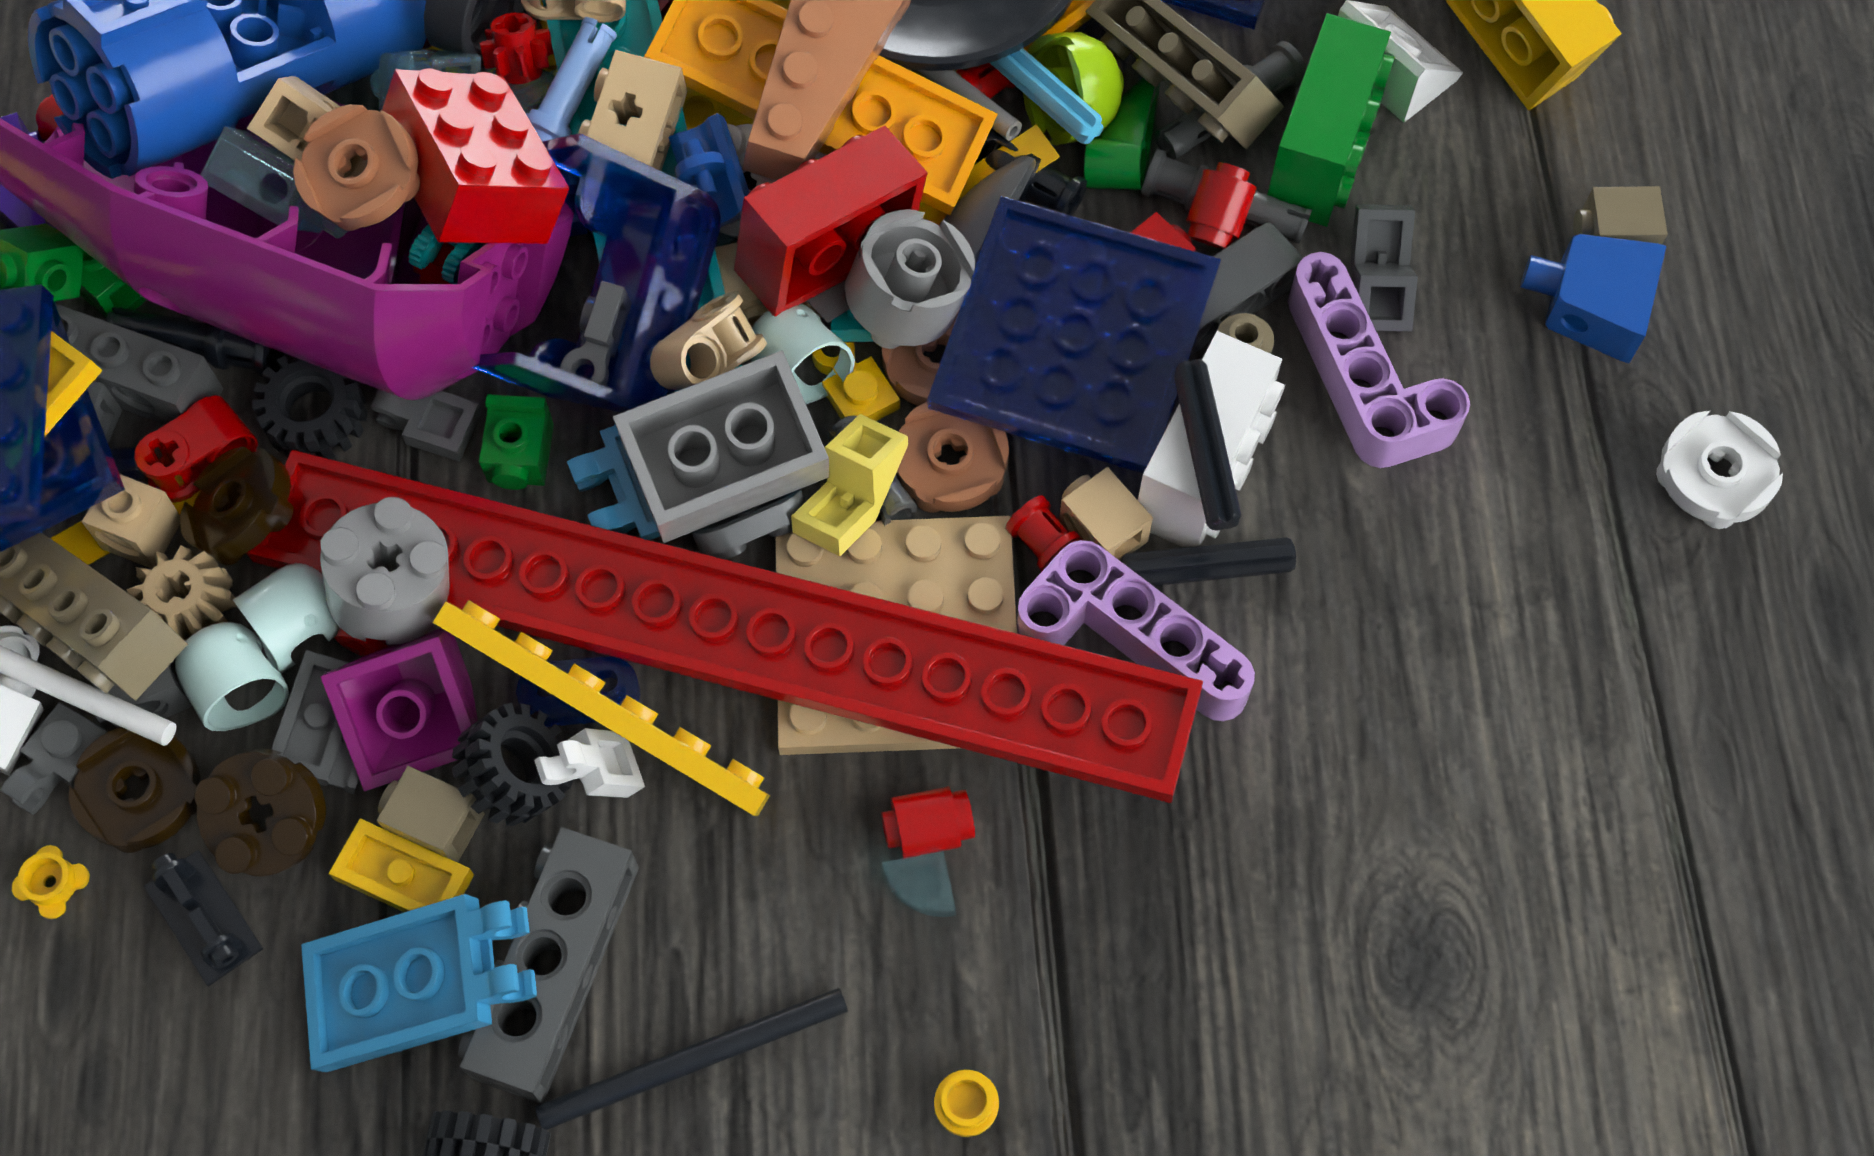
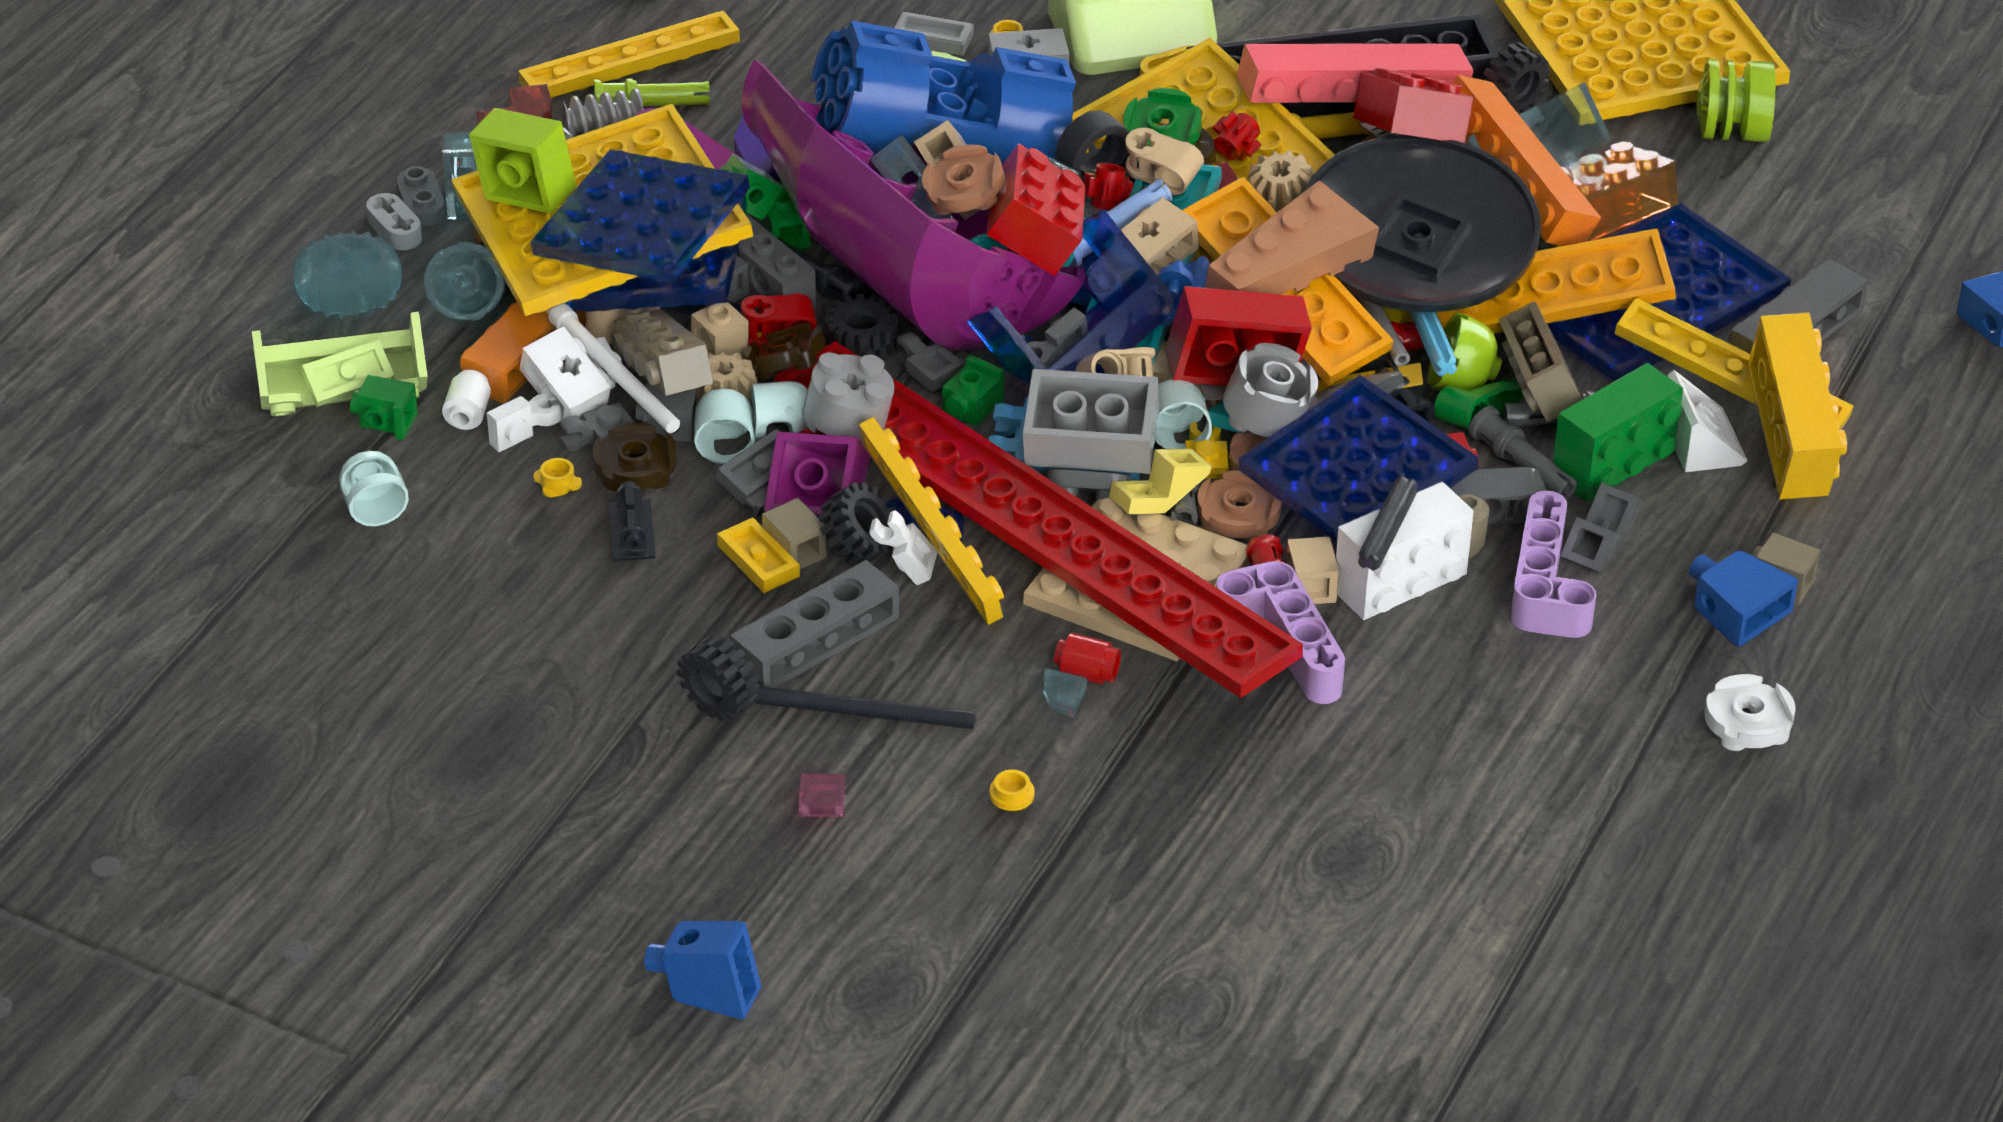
camera: 30 degrees right, 25 degrees down
(225, 818) = (686, 473): dark brown plate -> none
(409, 980) = (731, 591): dark azure tile -> none
(1213, 561) = (1369, 622): black axle -> none
(1220, 206) = (1509, 444): red brick -> none

